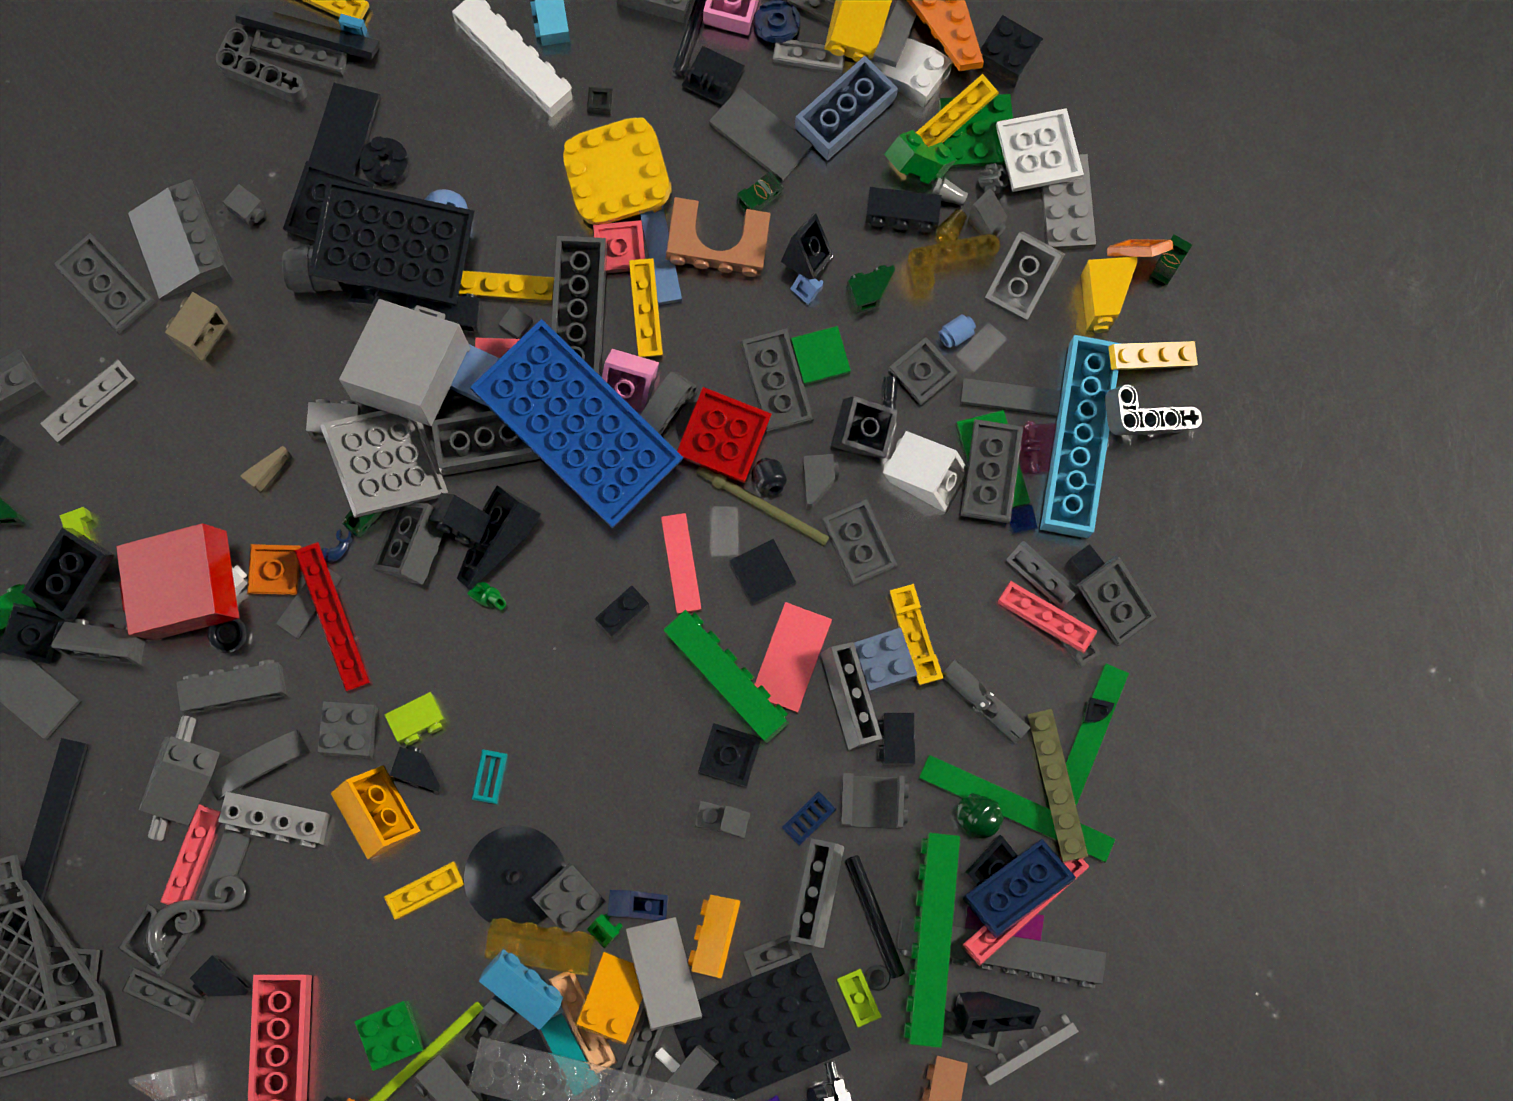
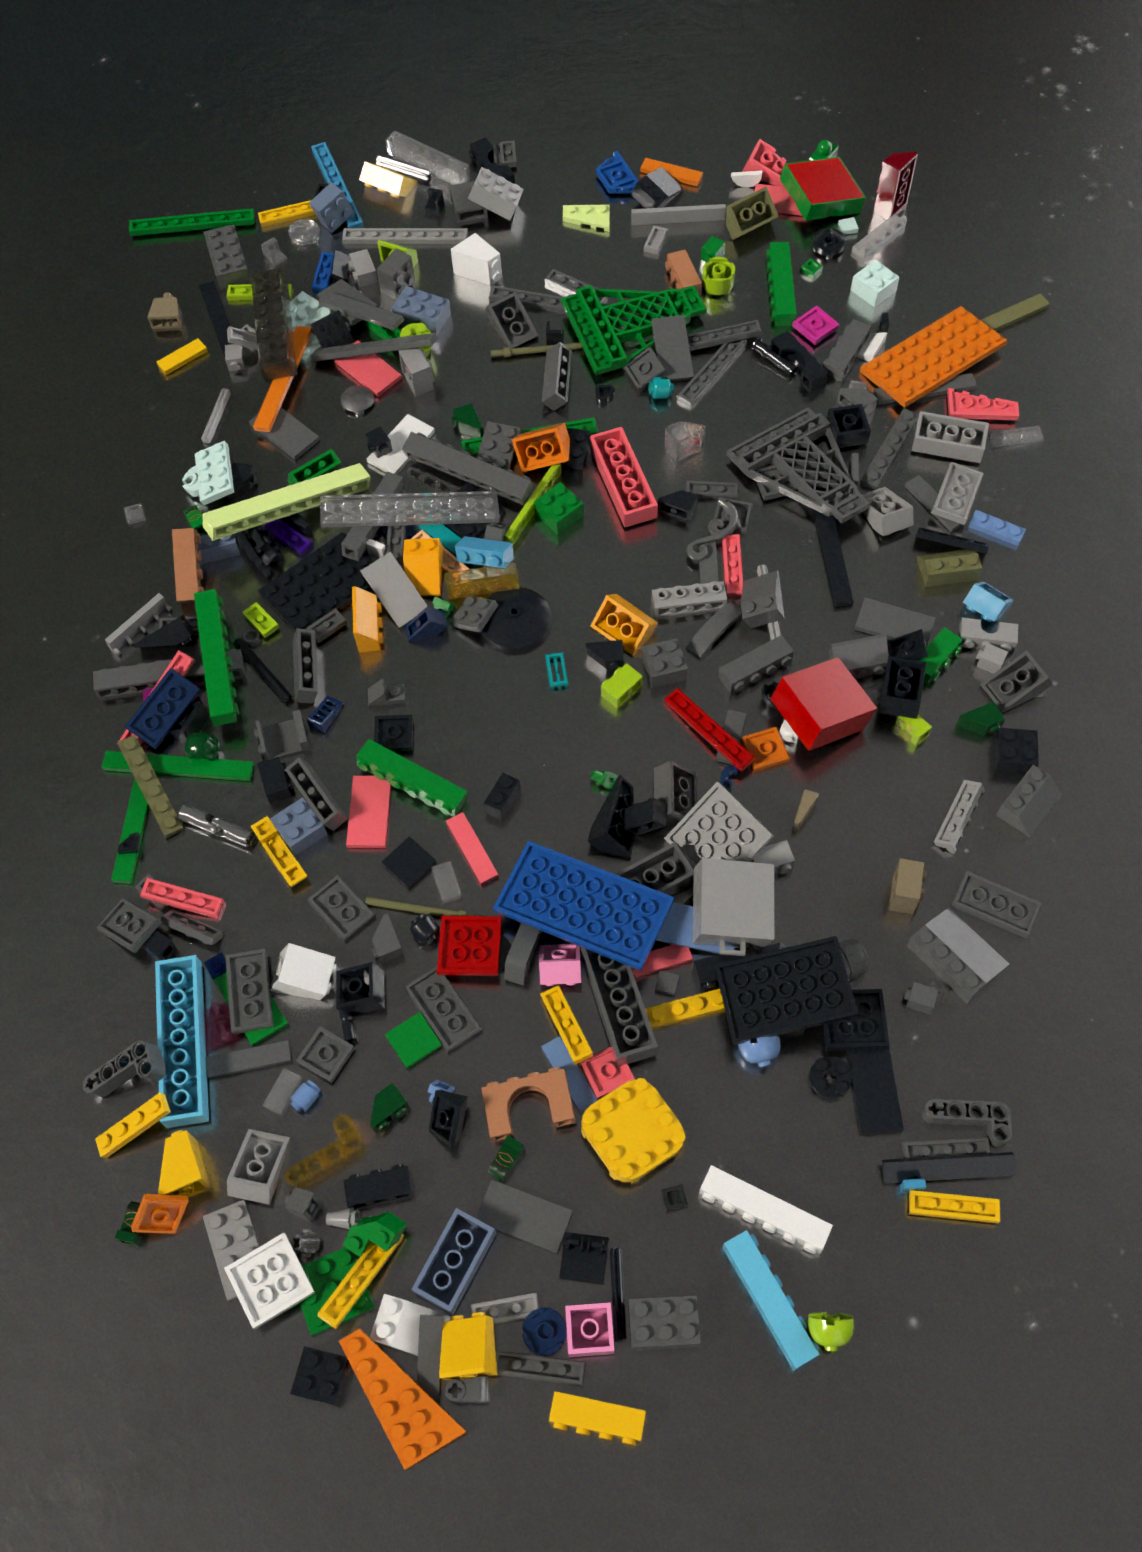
camera: 170 degrees right, 15 degrees down
(424, 890) = (572, 593): yellow tile -> none
(951, 227) = (332, 1187): clear yellow cone -> none

